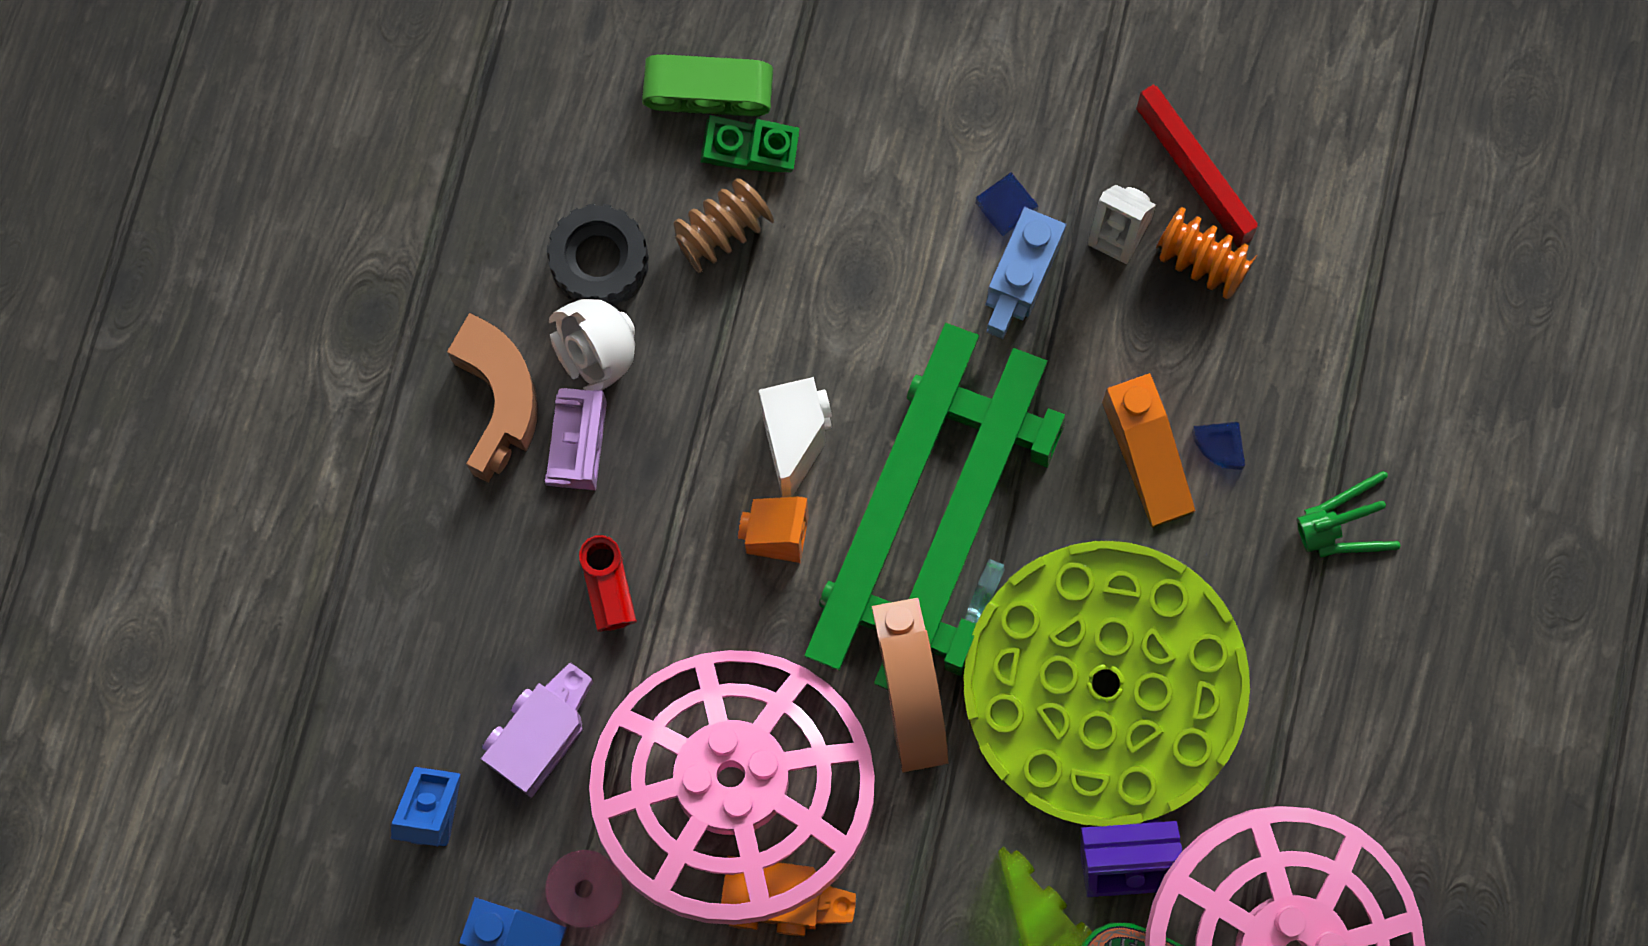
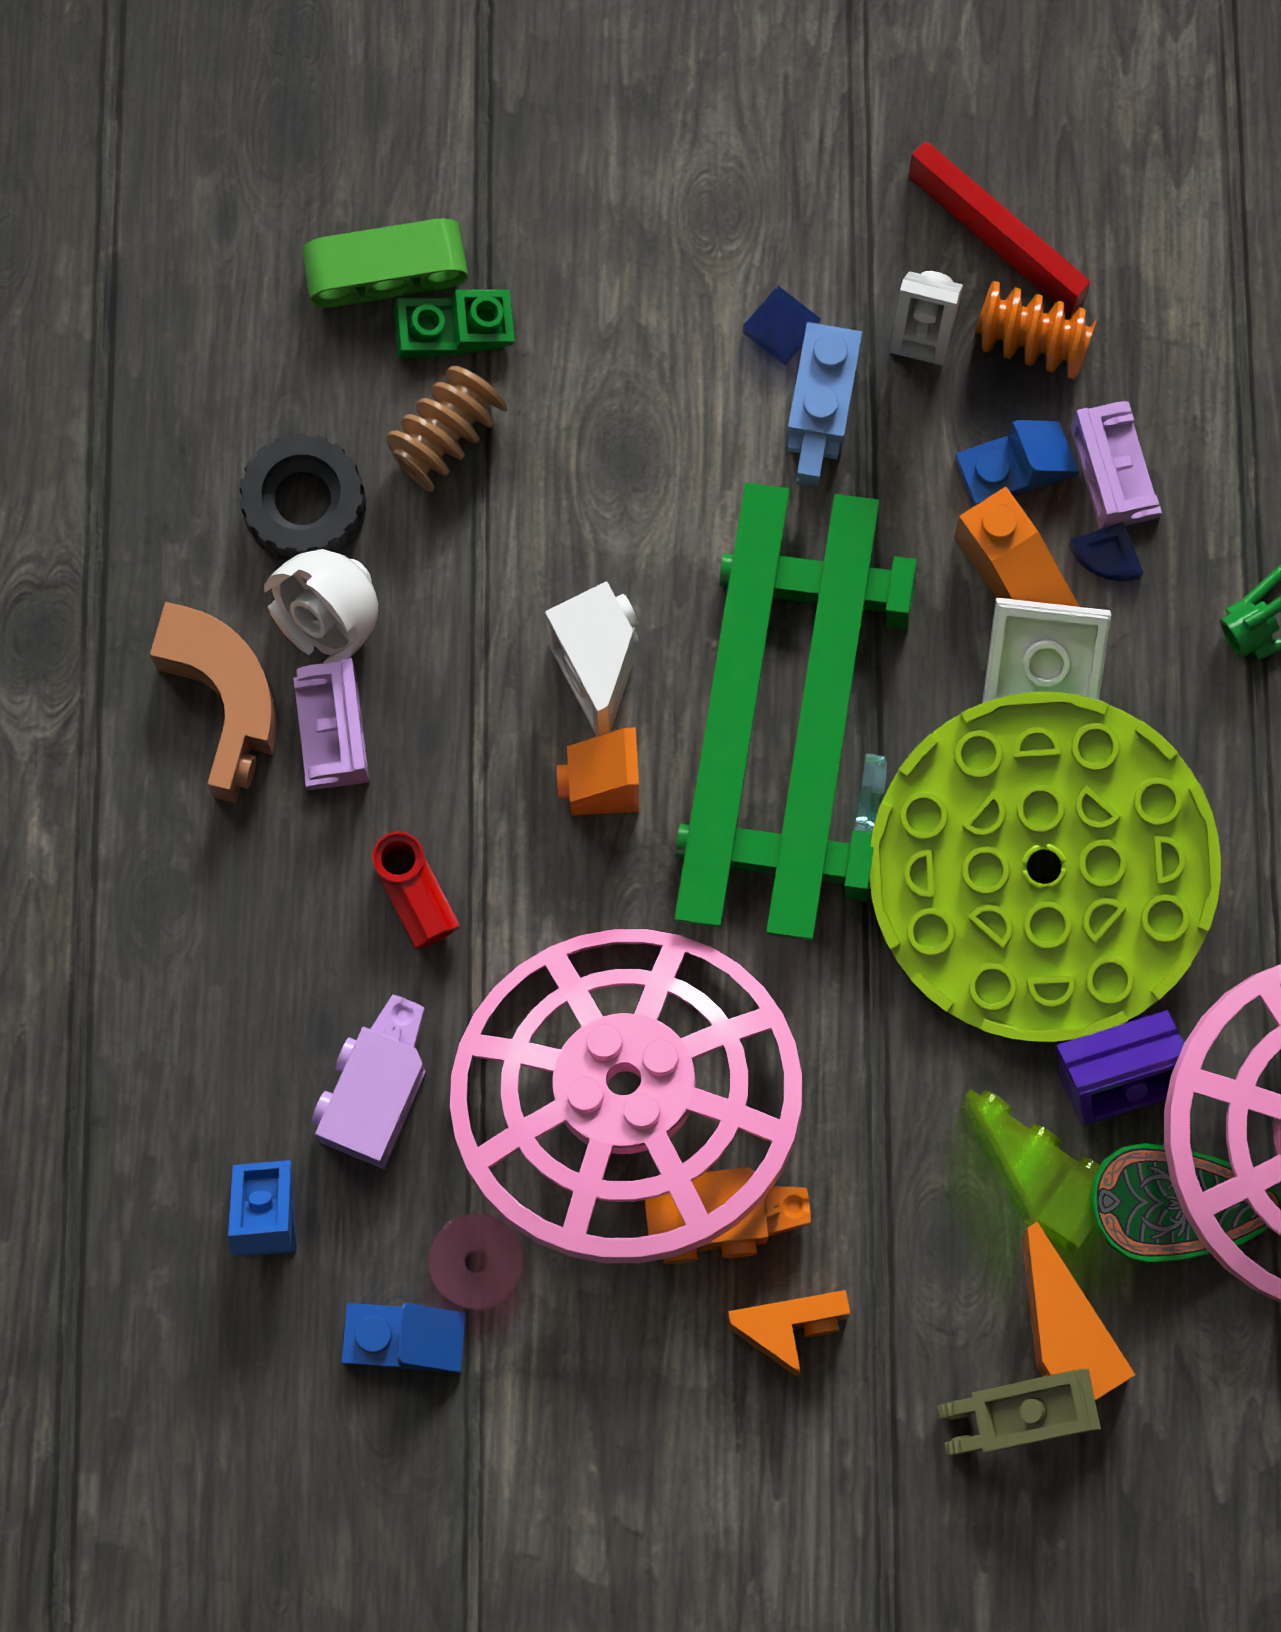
camera: 15 degrees left, 0 degrees up
(911, 685) = (815, 923): nougat arch -> none
(1151, 511) = (1046, 649): none -> white plate
(1166, 355) = (1022, 461): none -> blue slope
(1243, 375) = (1114, 465): none -> lavender hinge

